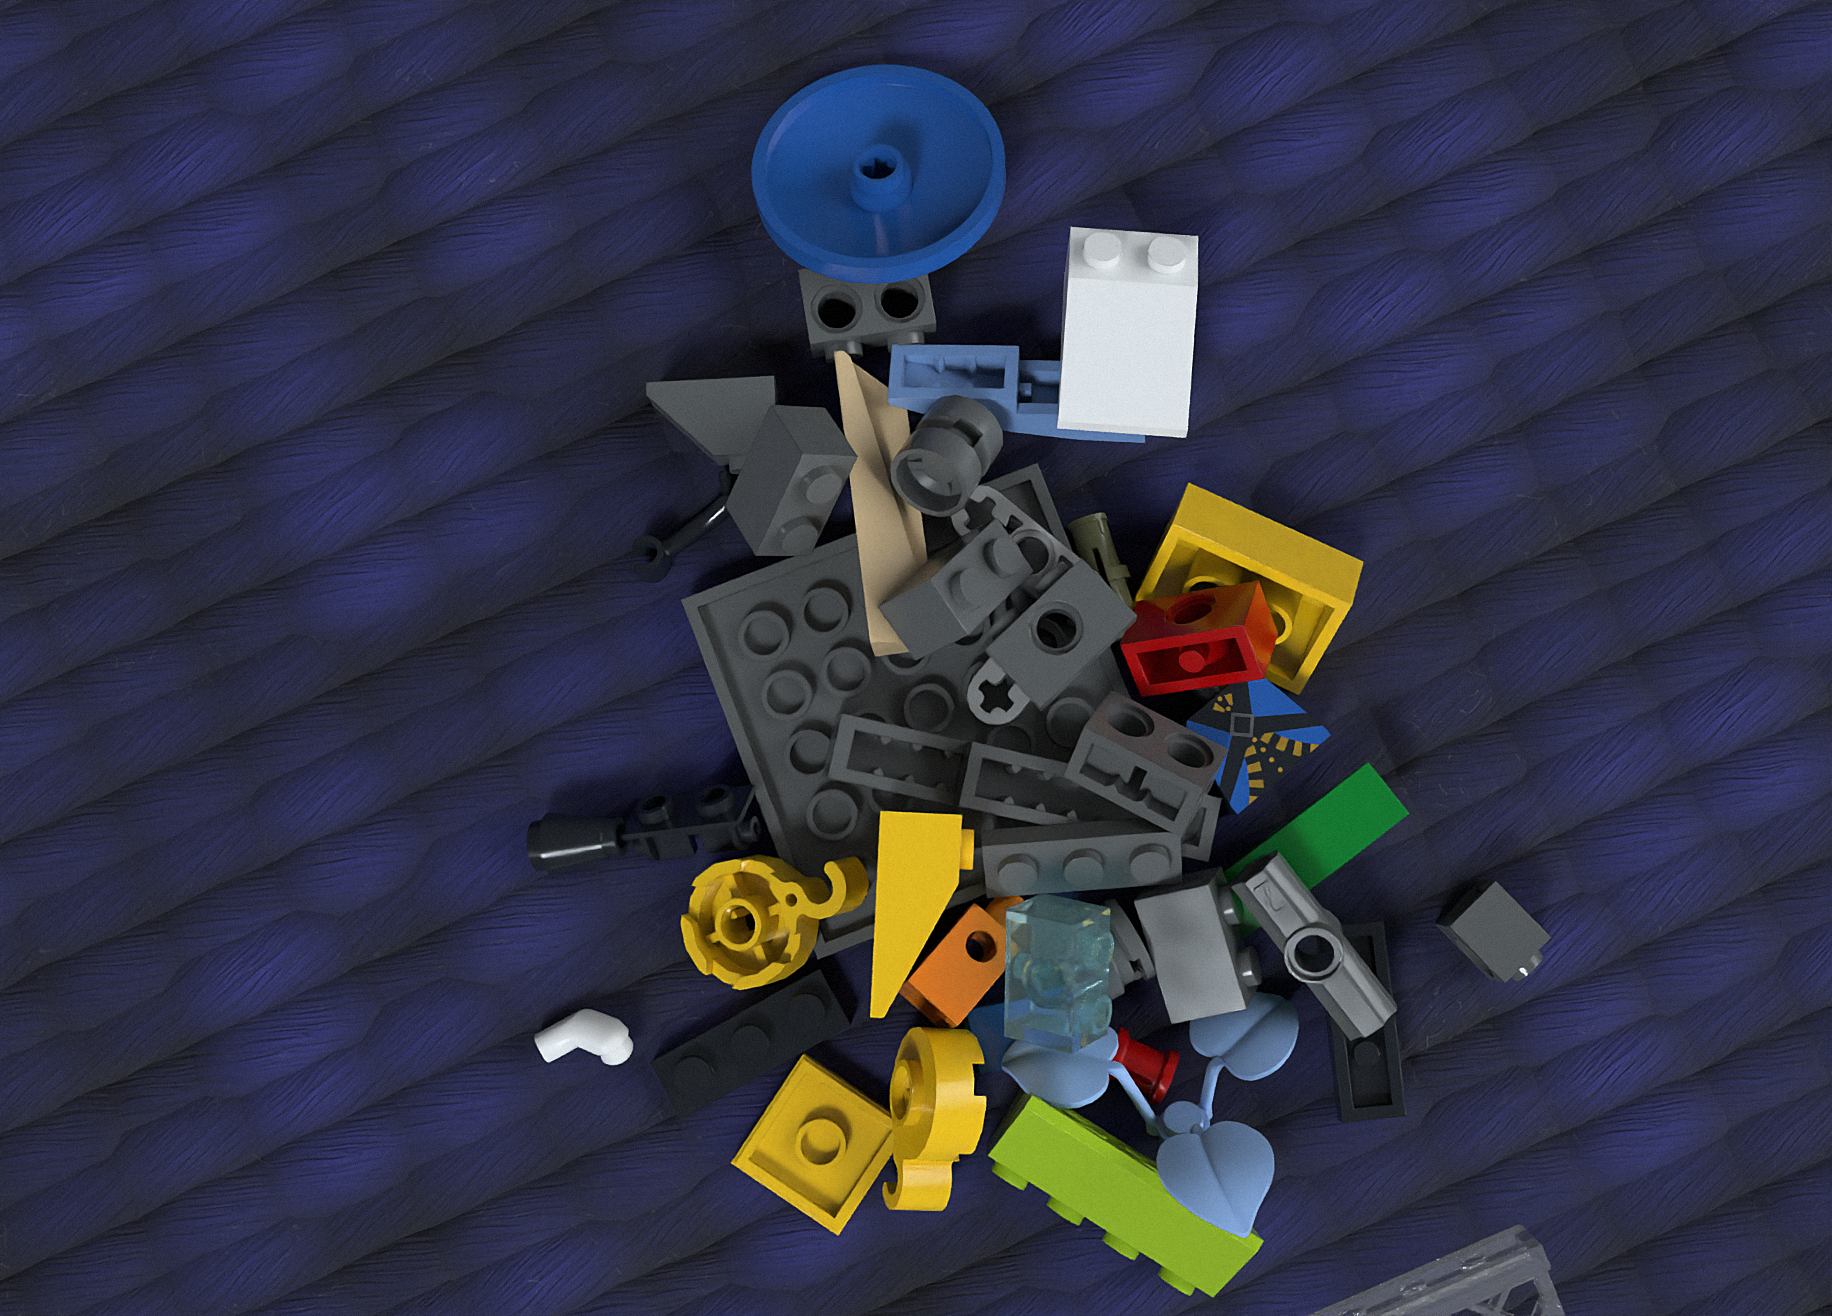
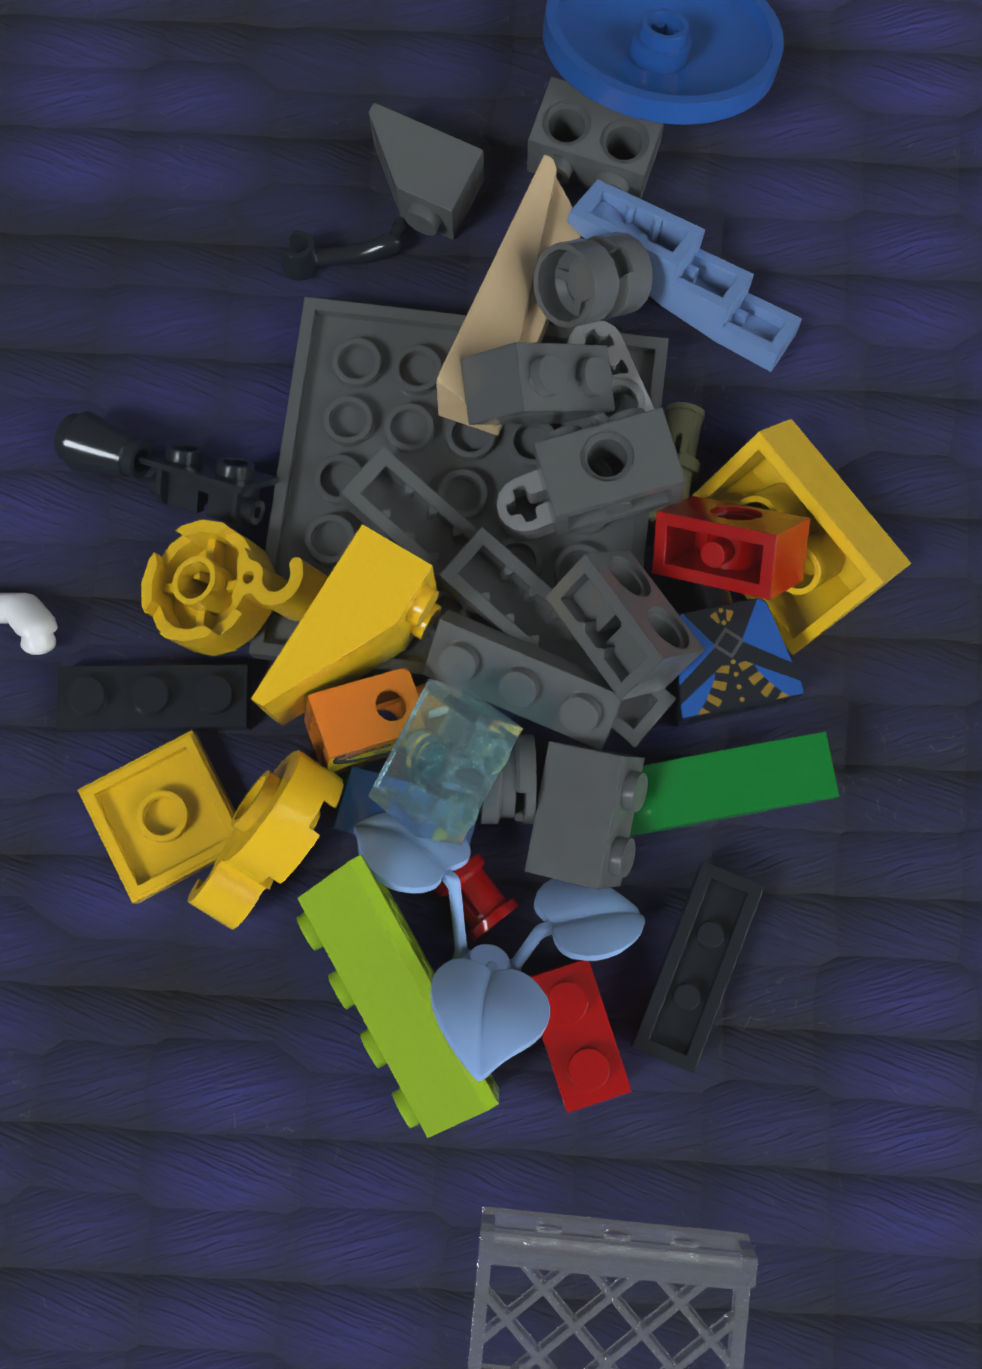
camera: 30 degrees right, 5 degrees down
(790, 480) = (448, 235): dark grey brick -> none
(1128, 332) = (805, 261): white slope -> none
(1301, 1144) = (580, 1037): none -> red brick
(1335, 976) = (695, 910): dark grey piece -> none
(1495, 932) = (862, 952): dark grey brick -> none

